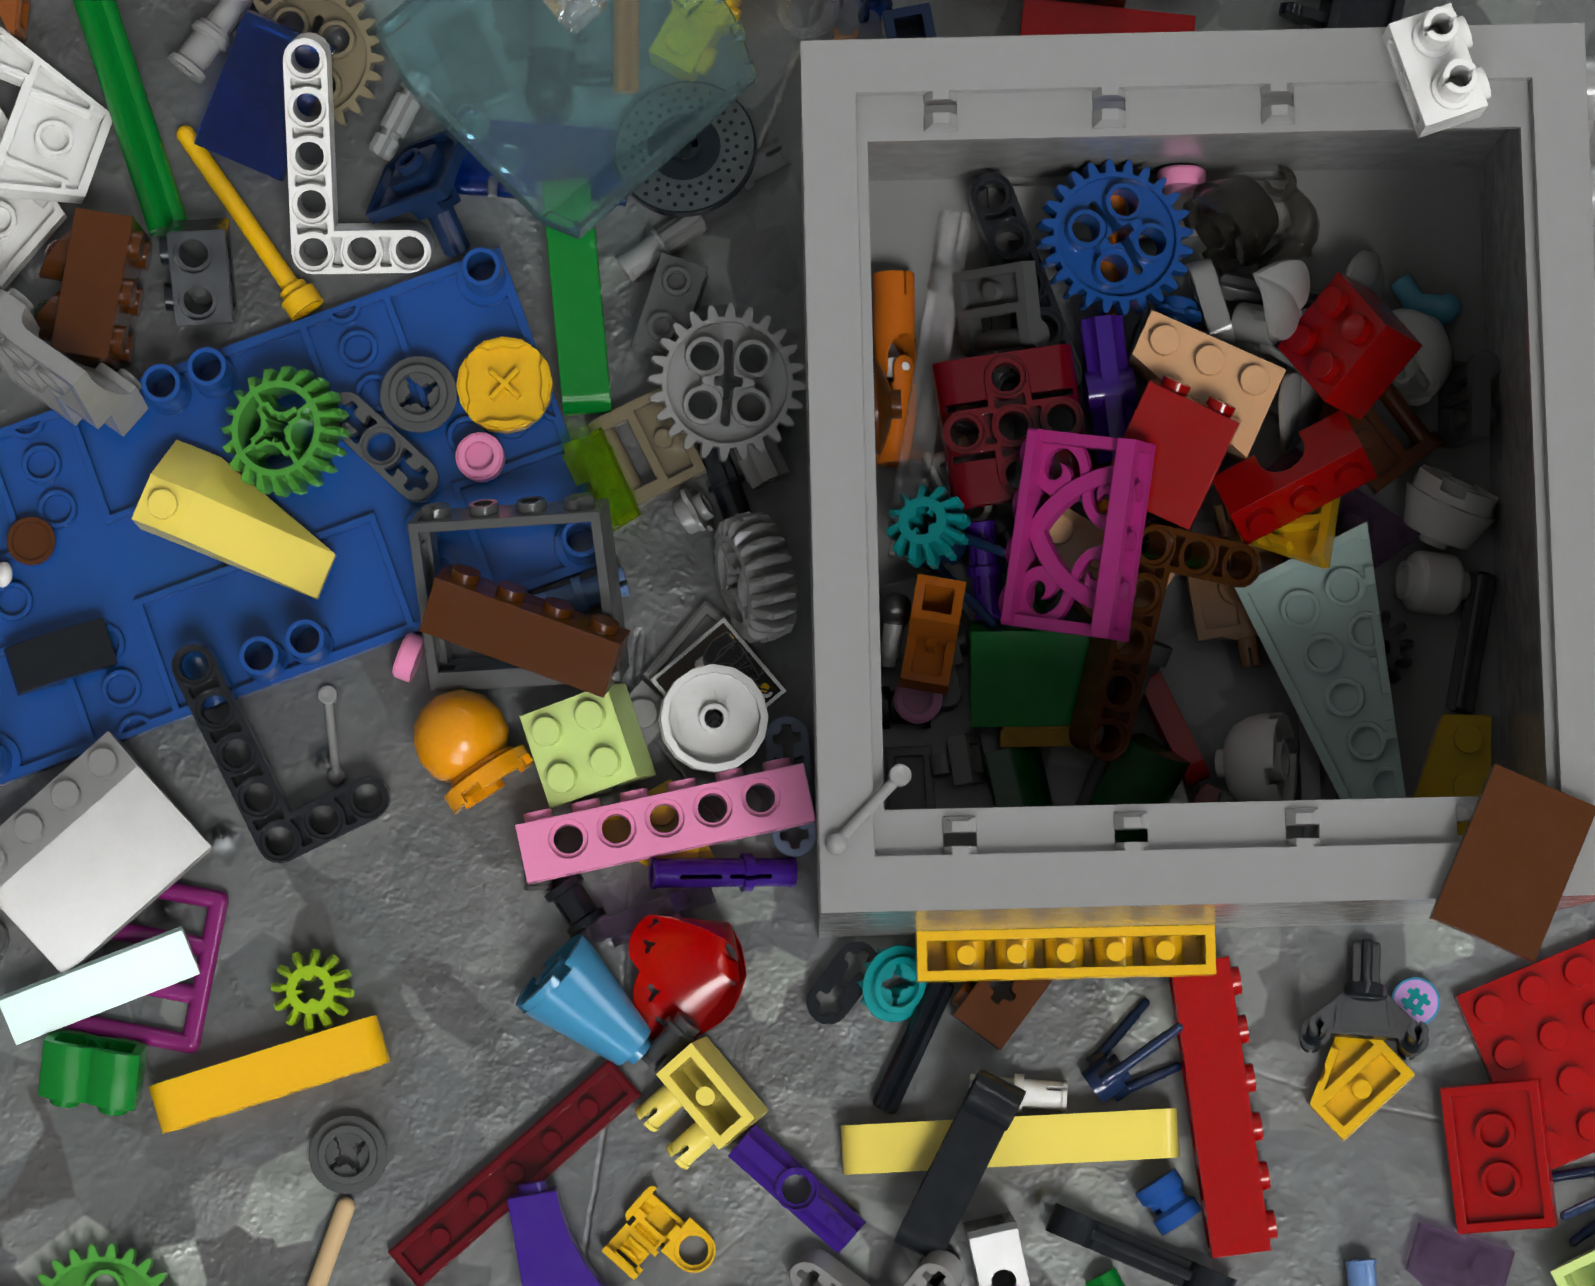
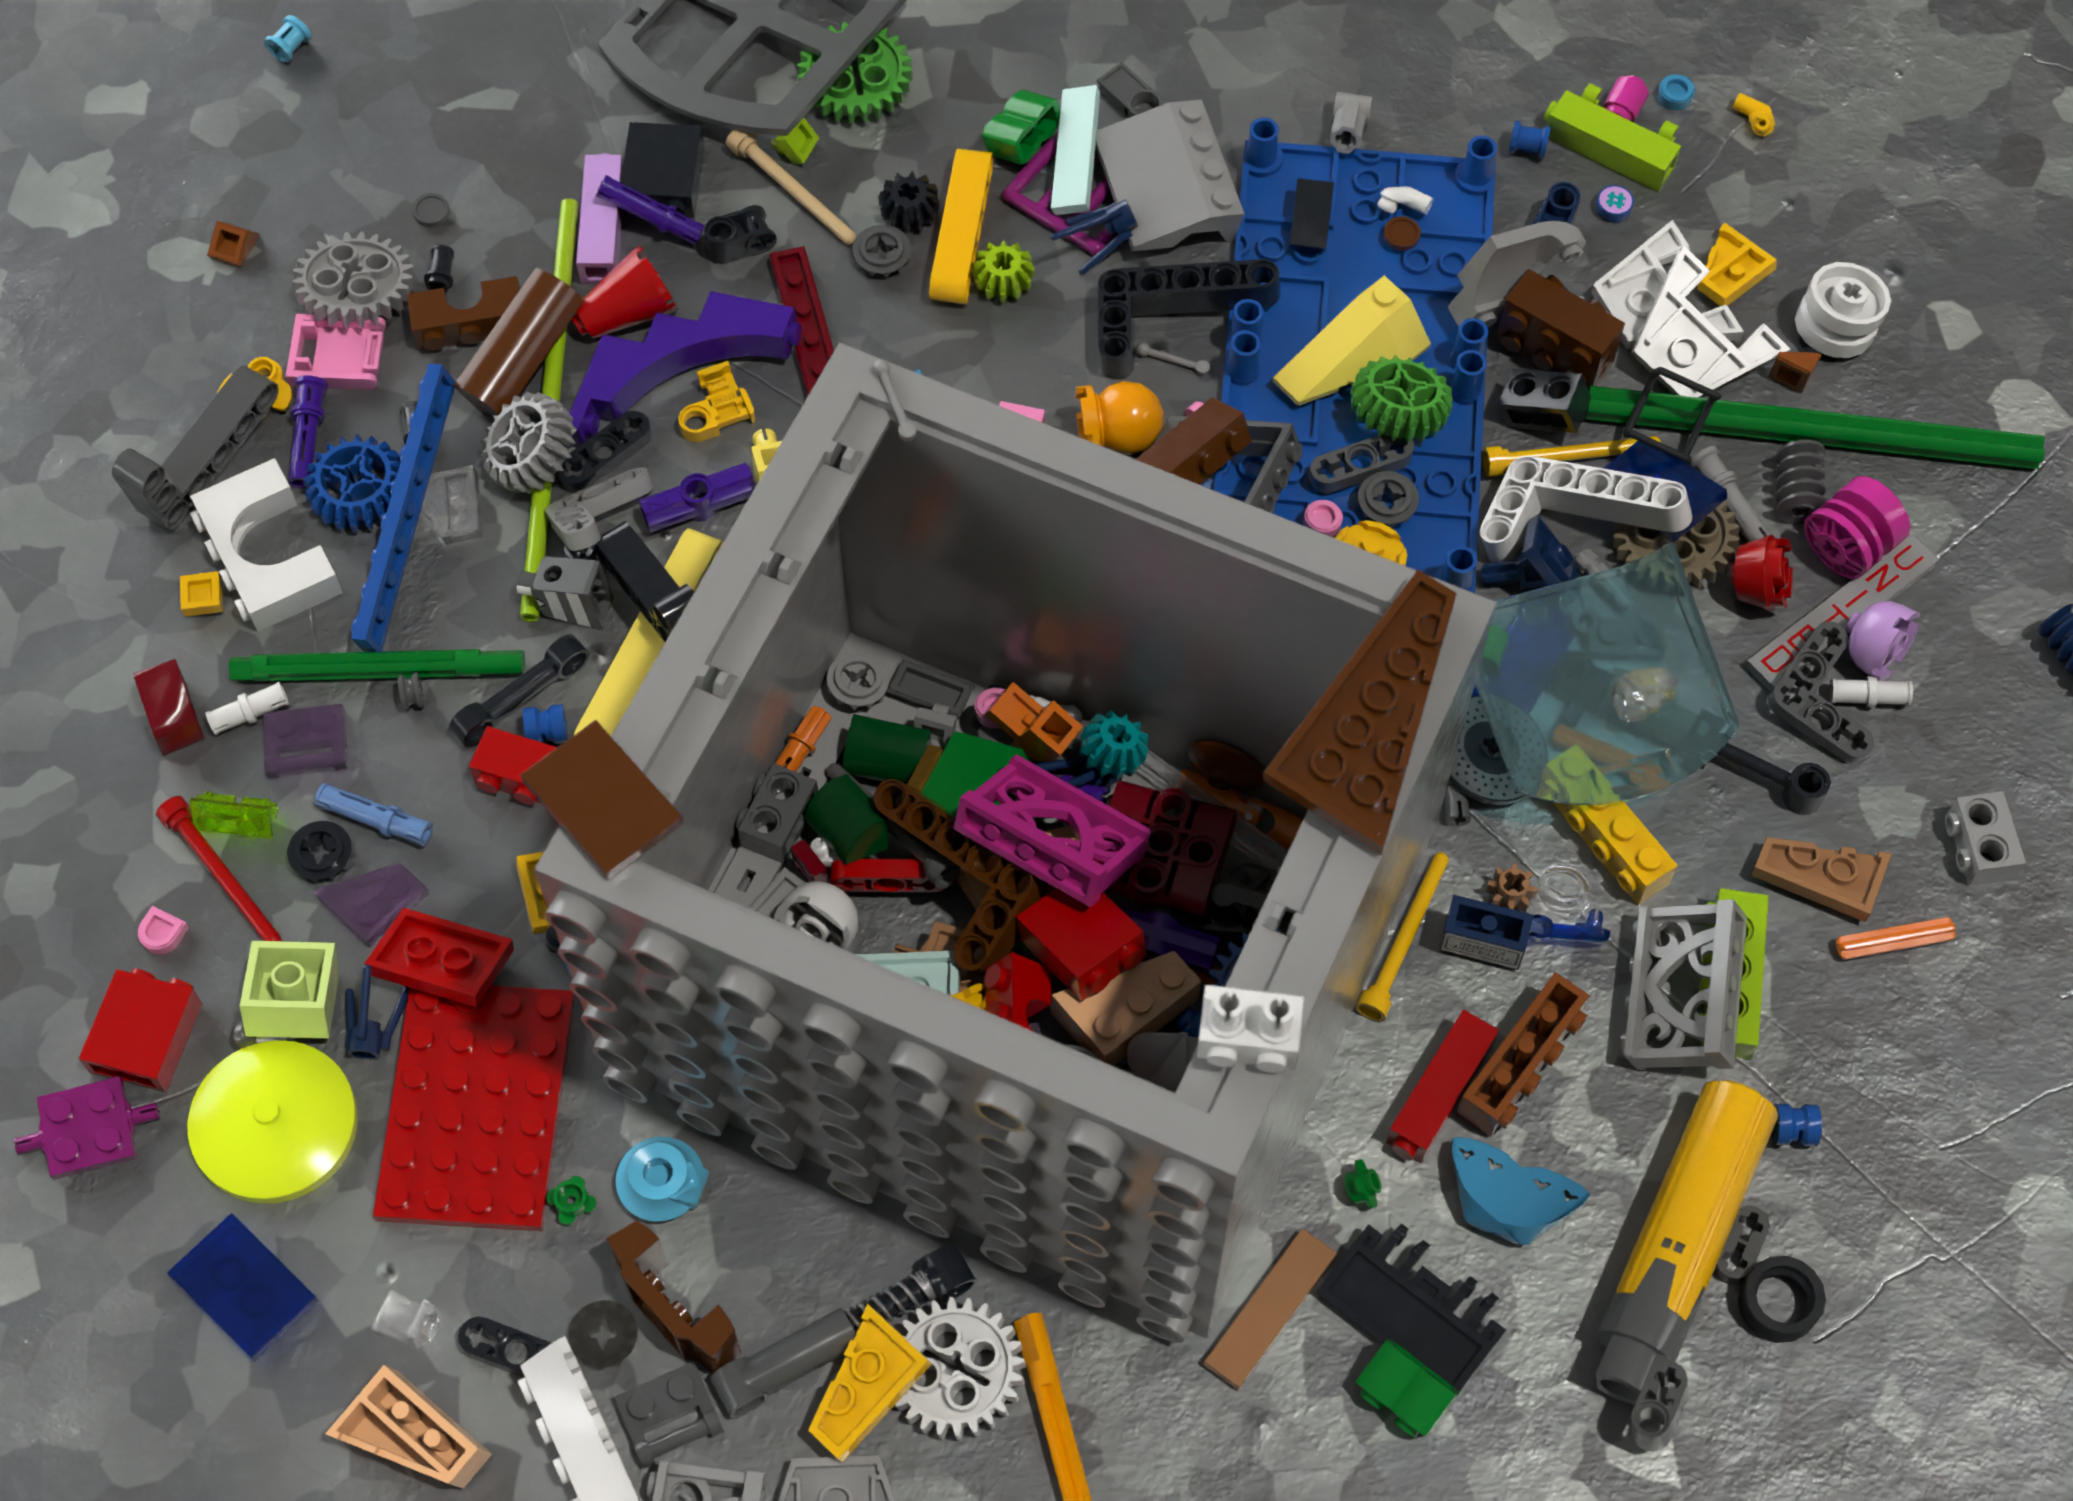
camera: 115 degrees right, 20 degrees down
(132, 85) = (1683, 456): none -> black piece
(187, 880) = (1116, 217): none -> dark blue plant
(250, 1155) = (909, 202): none -> black gear
(1033, 107) = (1360, 733): none -> reddish brown wing

